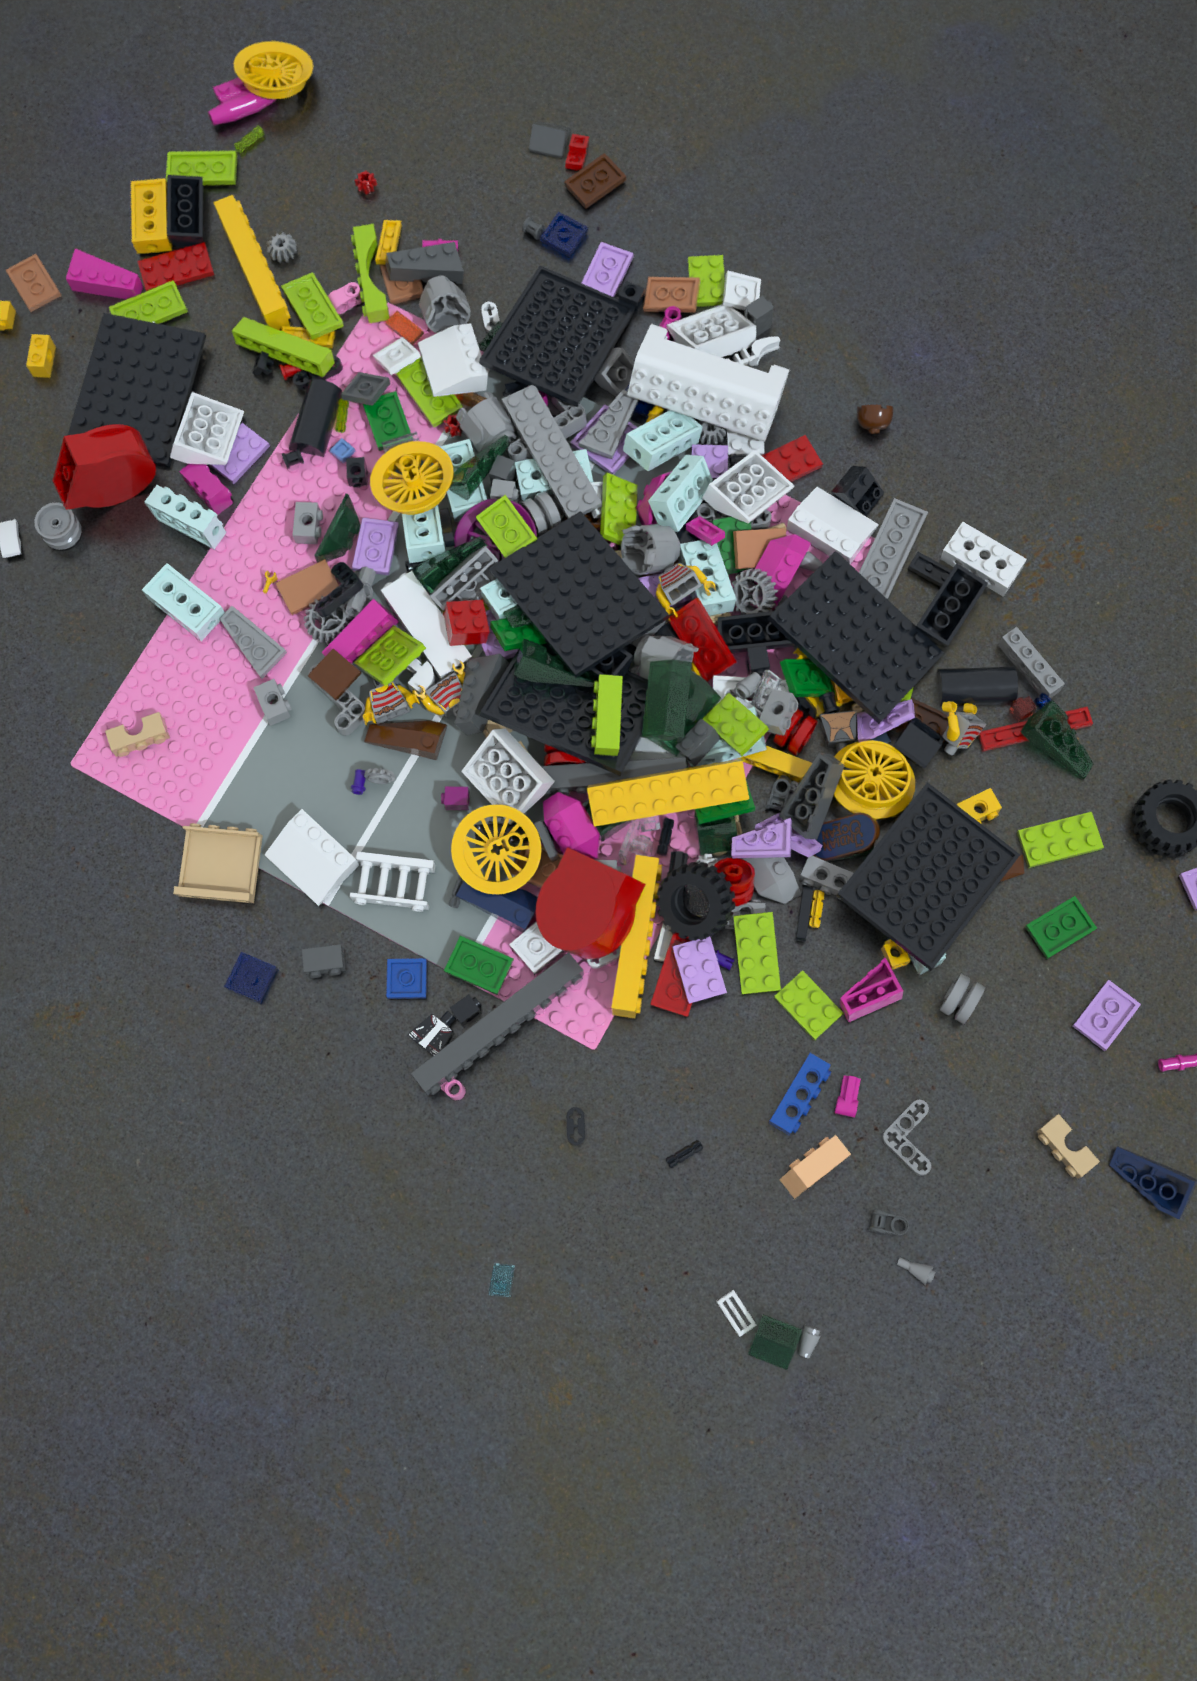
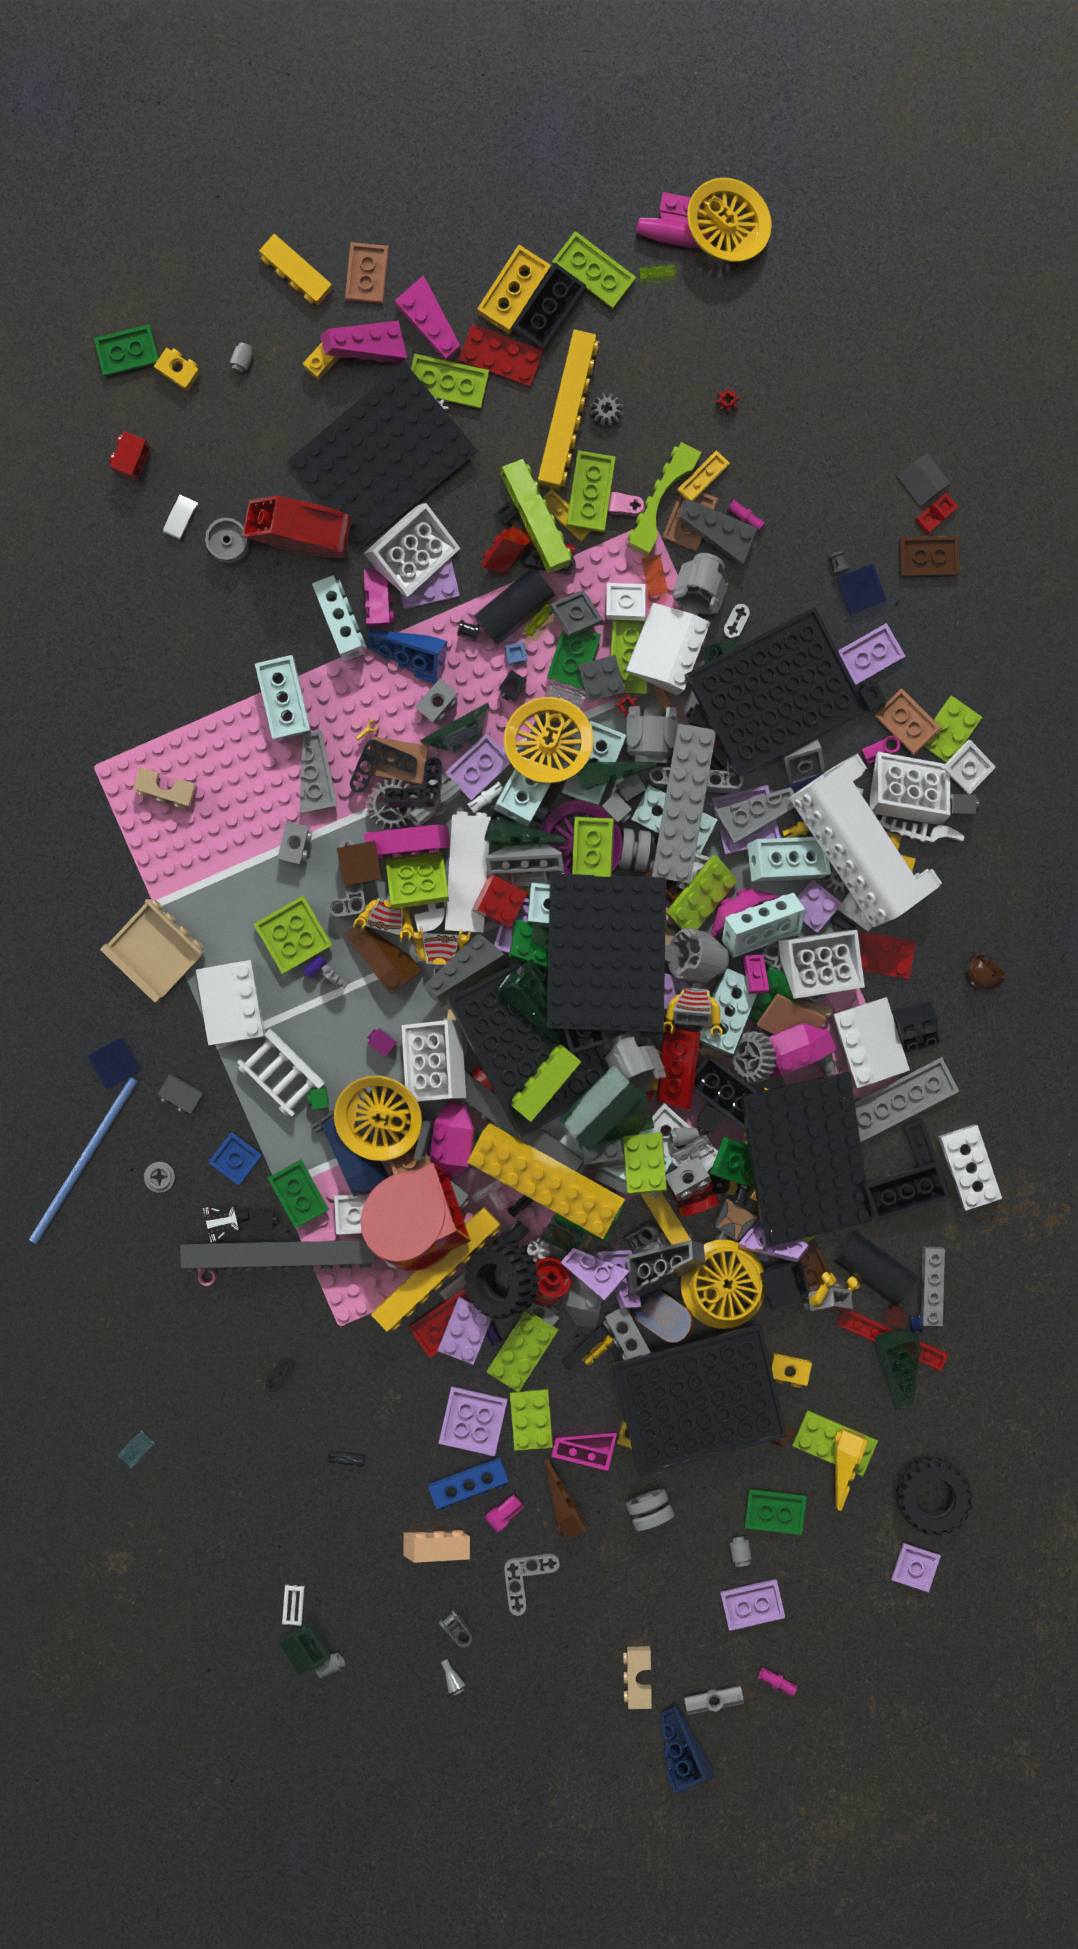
camera: 35 degrees right, 15 degrees up
(63, 319) = (369, 341): none -> dark pink wedge
(263, 502) = (416, 652): none -> blue wedge
(278, 383) = (506, 550): none -> red slope
(282, 1076) = (83, 1160): none -> medium blue piece
(288, 595) = (374, 758): none -> black beam
(323, 770) = (293, 934): none -> lime plate
(356, 1031) = (153, 1183): none -> light grey gear
(398, 564) = (486, 797): none -> white pin
(420, 417) = (601, 678): none -> dark grey plate
(438, 878) = (318, 1098): none -> green plate
(762, 1041) = (473, 1421): none -> lavender plate
(899, 1056) = (567, 1515): none -> reddish brown wedge
(1061, 979) = (740, 1551): none -> light grey brick
(1077, 833) = (848, 1452): none -> yellow wedge
(1150, 1107) = (701, 1703): none -> light grey piece

